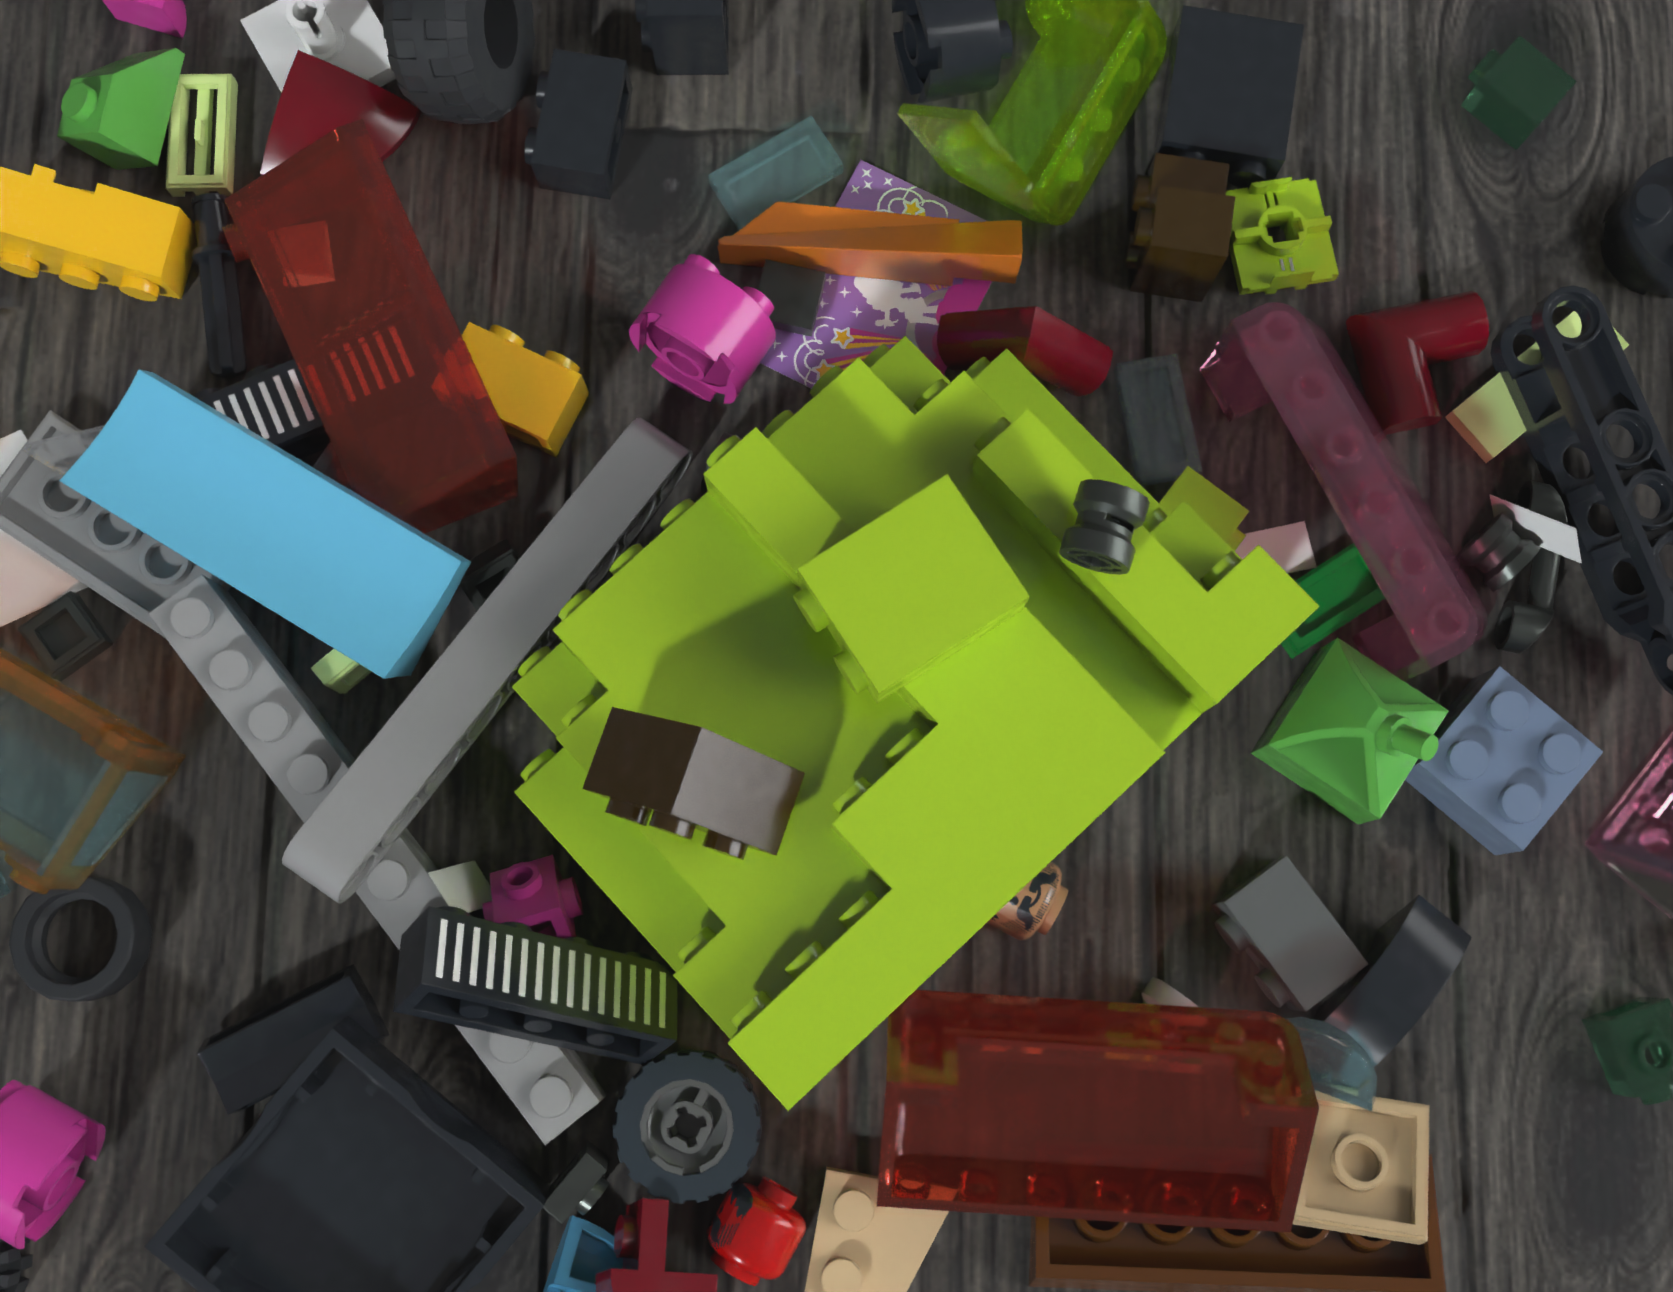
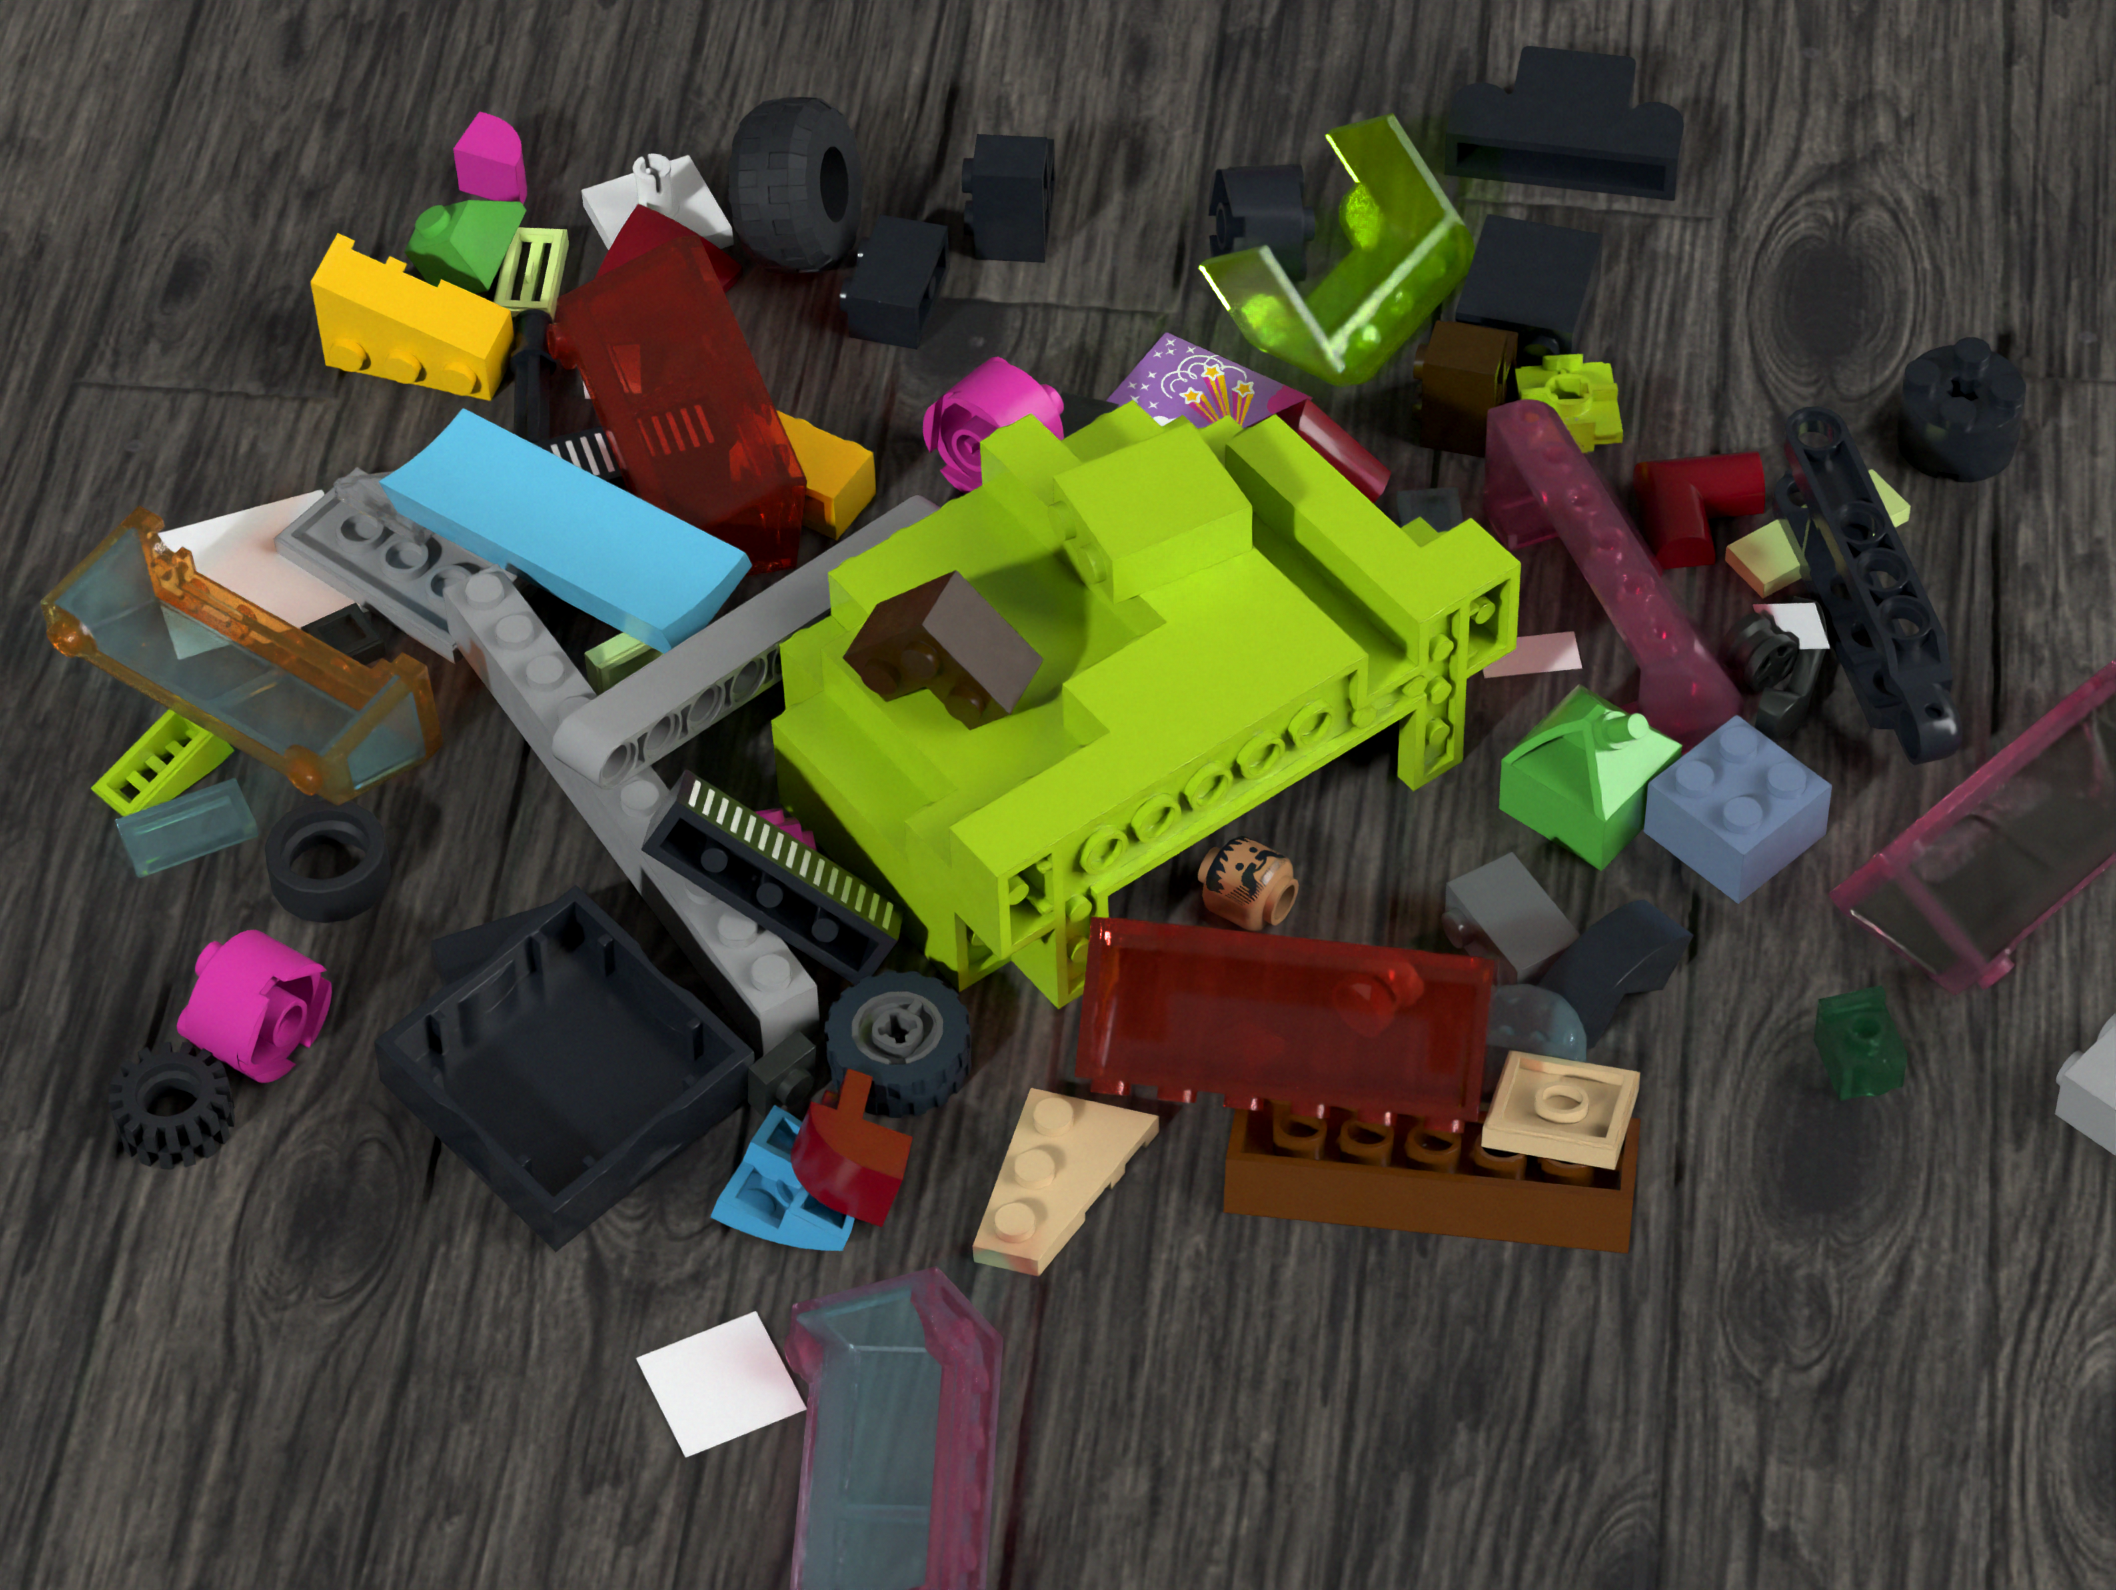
camera: 10 degrees right, 30 degrees down
(756, 1231) = (954, 1128): red head -> none
(776, 171) = (1080, 334): clear light blue tile -> none
(878, 244) = (1175, 388): orange wedge -> none
(1104, 526) = (1328, 480): pearl dark grey wheel -> none
(1343, 592) = (1605, 671): green tile -> none
(1516, 91) = (1816, 306): clear green brick -> none

